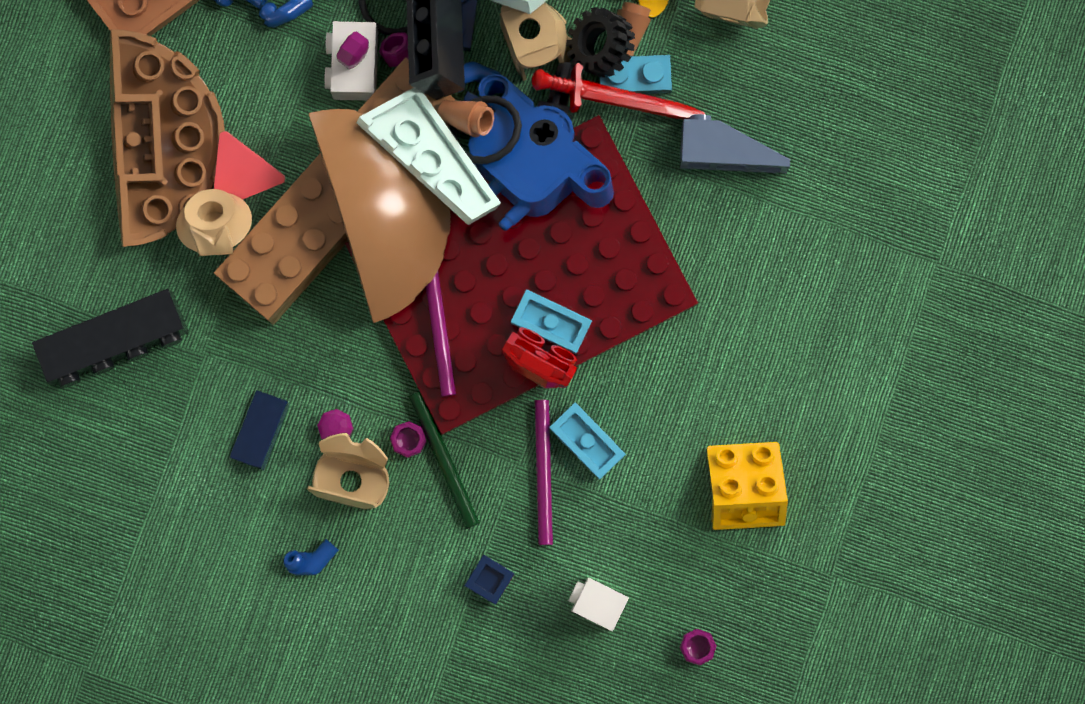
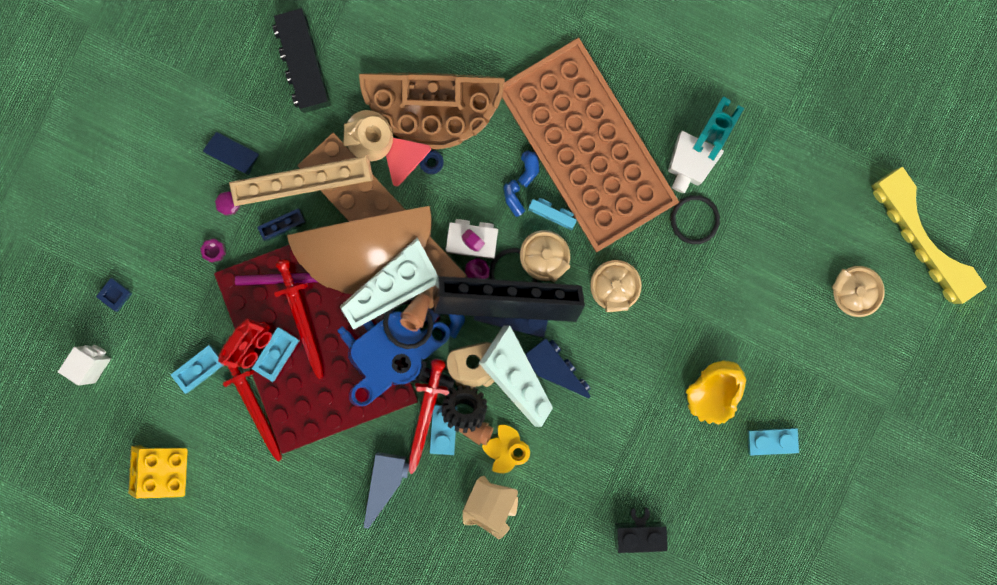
camera: 100 degrees right, 5 degrees up
(246, 123) = (439, 163): none -> dark blue plate
(290, 309) = (301, 181): none -> tan tile
(310, 562) = (140, 178): blue arm -> none
(343, 456) = (175, 210): tan piece -> none
(359, 342) = (282, 225): none -> dark blue piece
(444, 460) = (196, 273): dark green bar -> none
(489, 293) = (299, 315): none -> red sword
(543, 470) = (180, 337): magenta bar -> none
(621, 362) = (240, 381): none -> red sword
(698, 646) = (54, 426): magenta tile -> none

